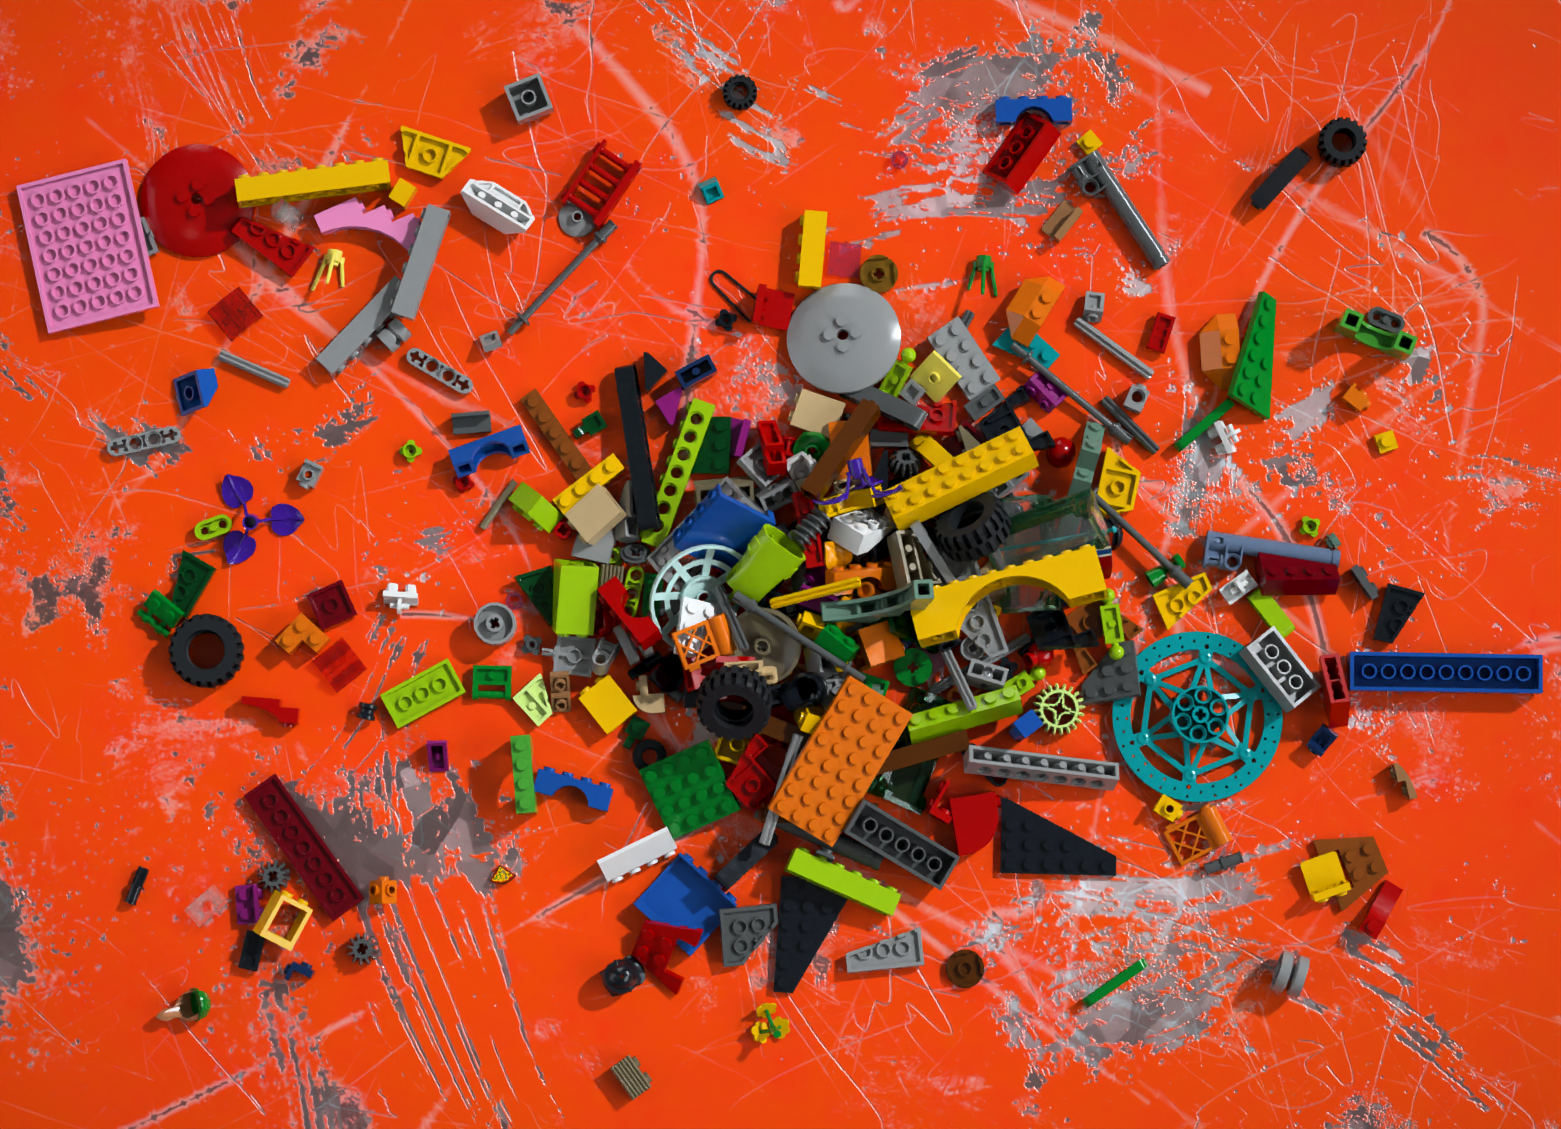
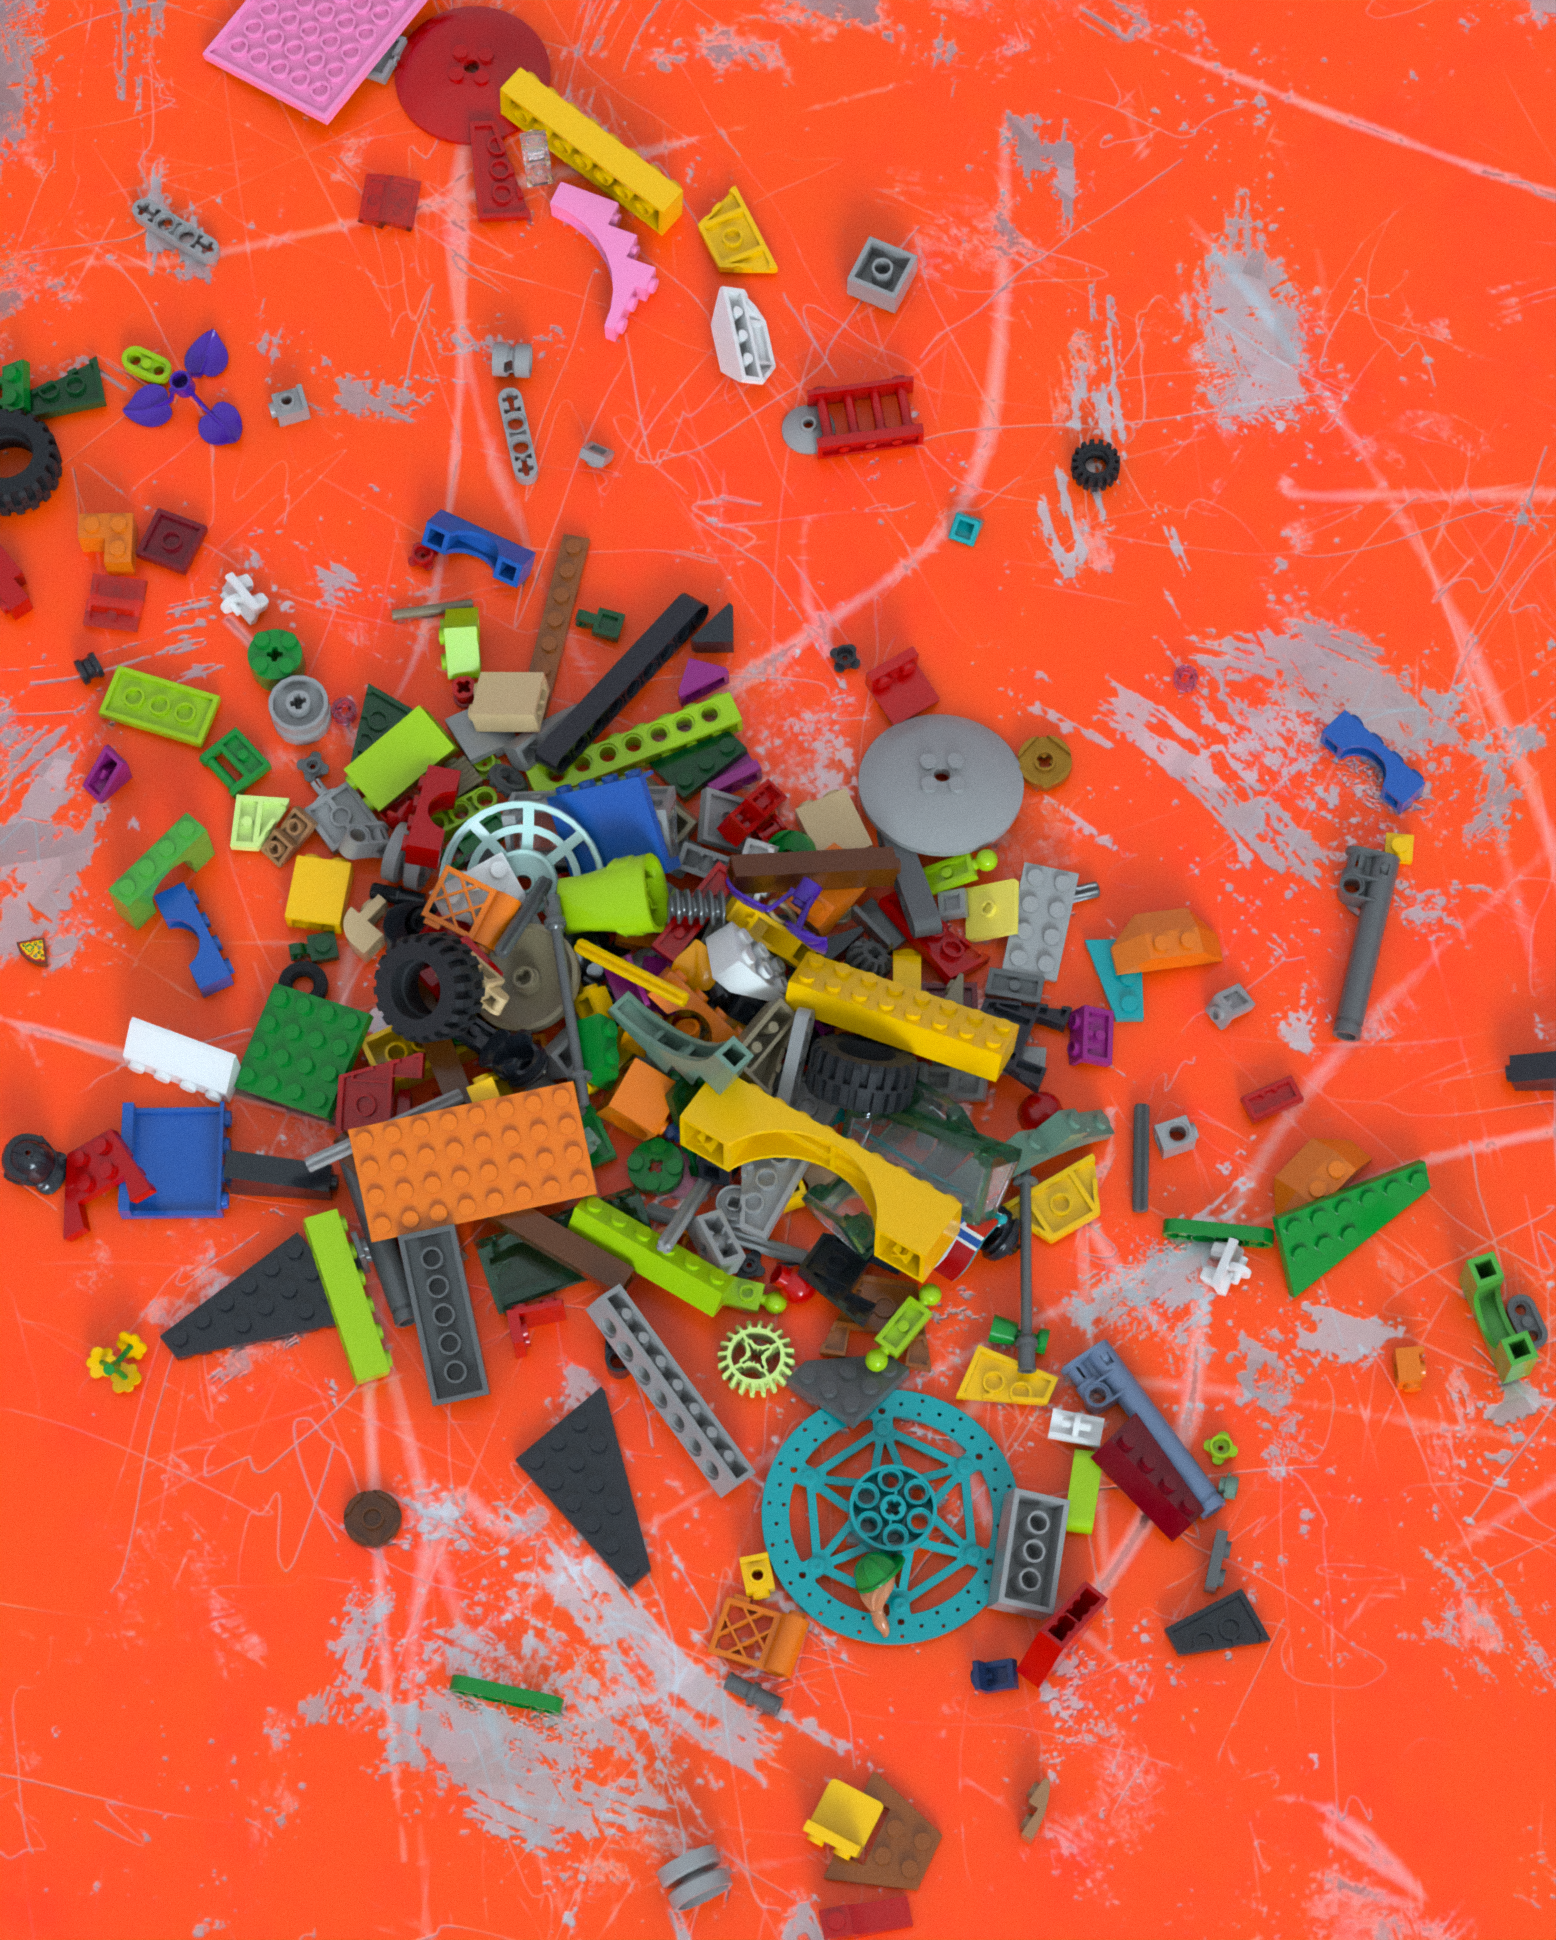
camera: 55 degrees right, 15 degrees down
(195, 390) = (276, 227): blue slope -> none
(254, 369) = (350, 266): light grey axle -> none
(333, 259) = (535, 241): light yellow plant -> none
(359, 331) = (484, 325): light grey brick -> none
(403, 193) = (667, 246): yellow panel -> none
(405, 450) = (407, 472): lime plate -> none
(421, 261) = (609, 313): light grey brick -> none
(443, 611) = (273, 646): none -> green brick
(471, 422) = (494, 509): dark grey panel -> none
(579, 393) = (632, 581): red plate -> none
(599, 238) = (807, 464): dark grey bar -> none
(600, 474) = (565, 676): yellow arch -> none
(696, 372) = (758, 672): dark blue brick -> none
(721, 271) = (870, 632): black piece -> none
(744, 930) = (199, 1245): dark grey plate -> none
(812, 249) = (1002, 673): yellow brick -> none
(844, 259) = (1025, 717): clear pink piece -> none
(892, 953) = (320, 1427): light grey wing -> none
(974, 821) = (546, 1380): red brick -> none
(983, 264) = (1158, 856): green plant -> none
(1021, 152) = (1318, 790): red slope -> none
(1025, 726) = (698, 1327): blue brick -> none
(1061, 221) = (1288, 895): medium nougat panel -> none
(1113, 348) = (1206, 1066): light grey axle -> none
(1113, 428) = (1120, 1143): dark grey bar -> none
(1229, 756) = (875, 1582): none -> green piece
(1386, 442) = (1395, 1446): yellow plate -> none
(1445, 673) = (1203, 1743): blue brick -> none

